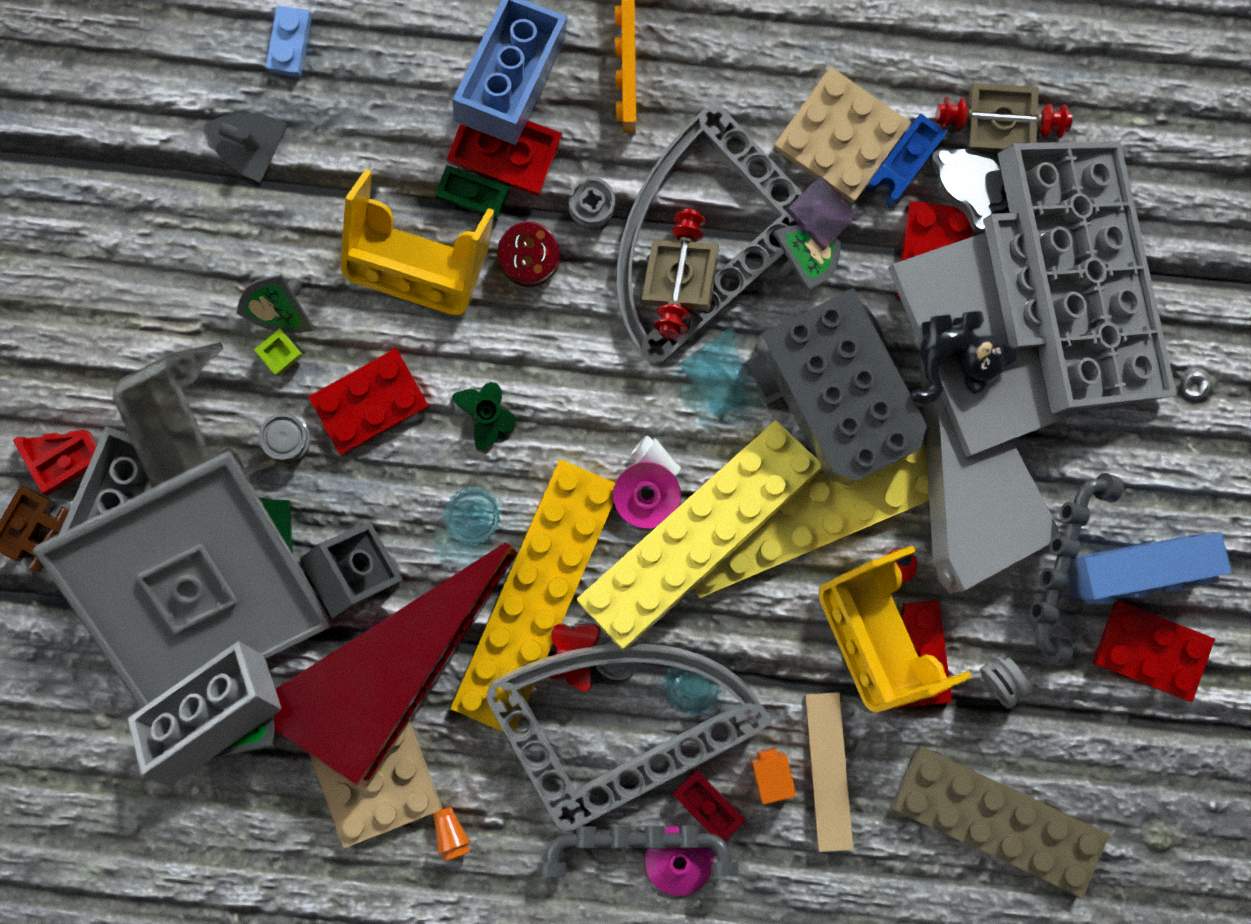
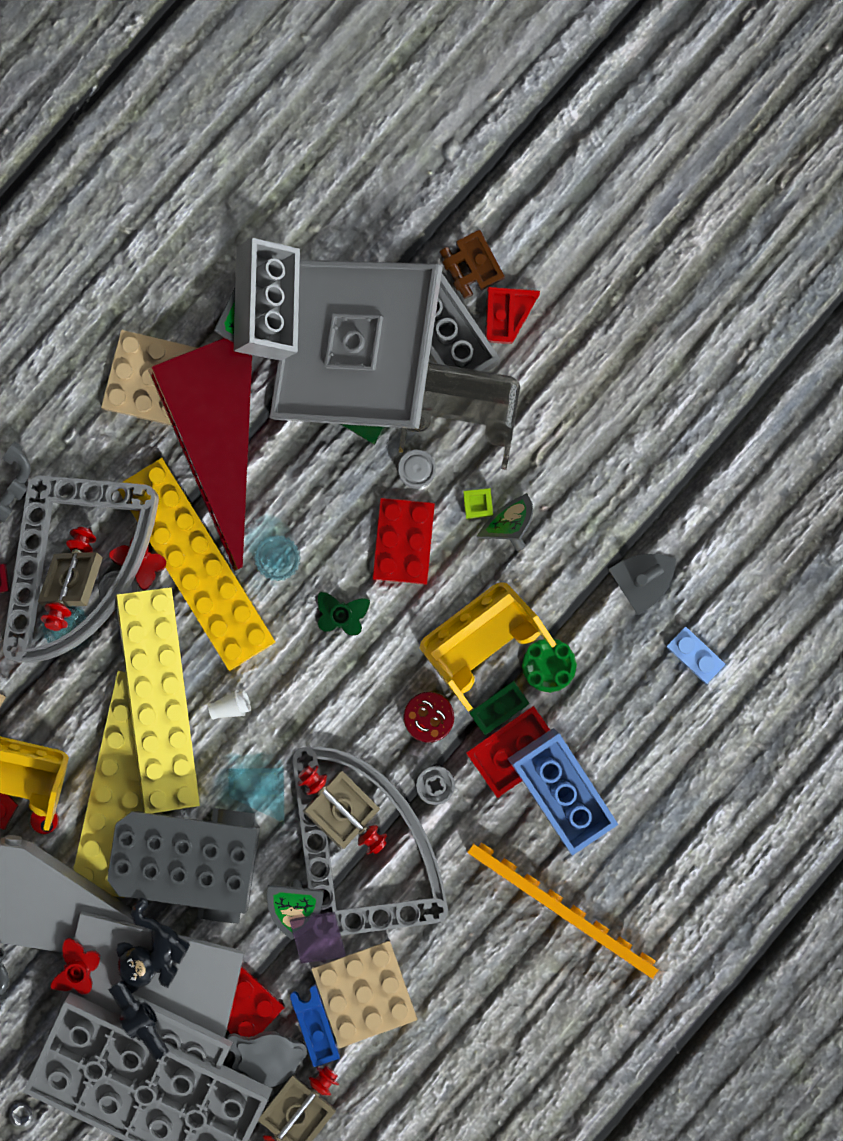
camera: 130 degrees right, 0 degrees up
(350, 569) = (297, 454): dark grey slope -> none
(397, 173) = (549, 667): none -> green dish
(450, 835) = (78, 402): orange cone -> none
(641, 712) = (69, 579): none -> dark tan plate
(642, 510) = (199, 677): dark pink dish -> none
(1025, 421) = (77, 968): none -> red animal
(1034, 318) = (138, 1020): none -> black pin

